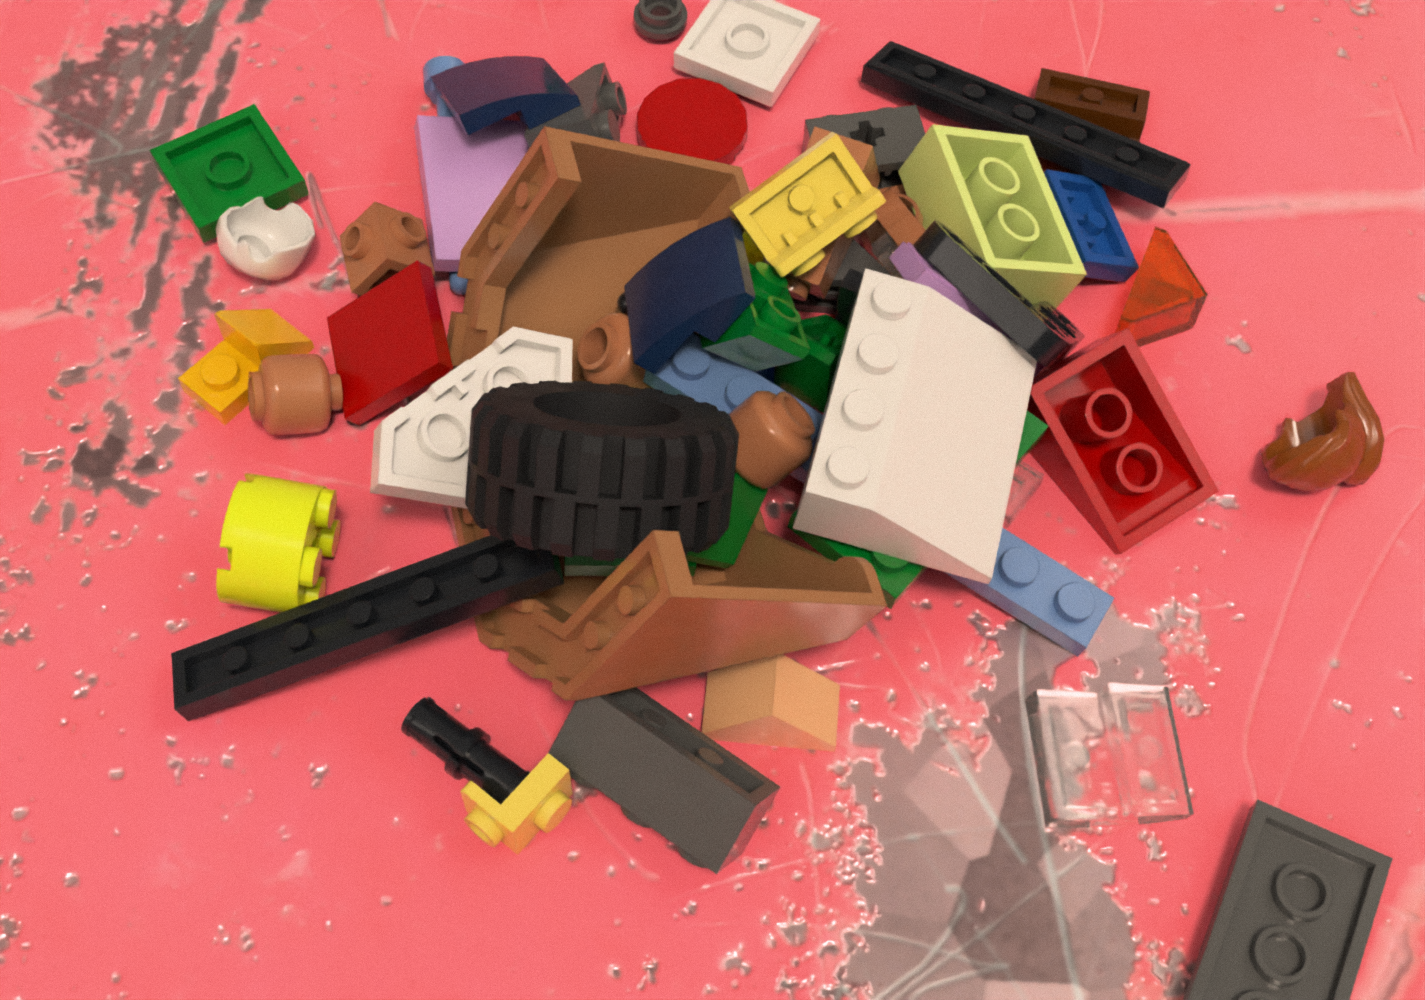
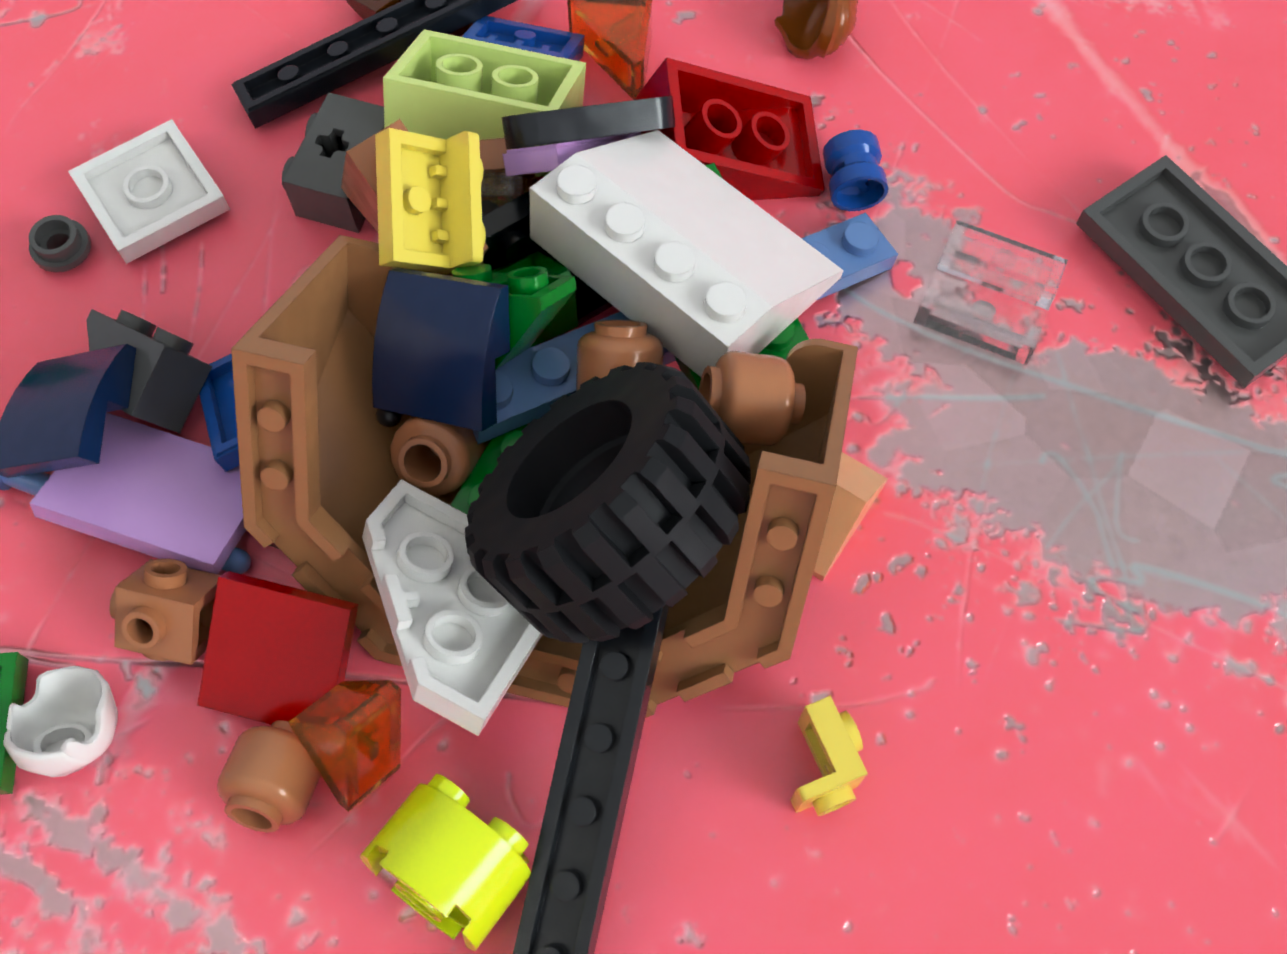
camera: 60 degrees left, 5 degrees up
(249, 336) = (183, 800): yellow slope -> none
(342, 430) = (353, 737): none -> clear orange slope
(463, 749) = (750, 783): black pin -> none
(665, 775) = (872, 617): dark grey brick -> none
(693, 120) = (203, 281): red tile -> none
(774, 537) = (754, 396): none -> nougat head
(1159, 561) = (851, 161): none -> blue wheel

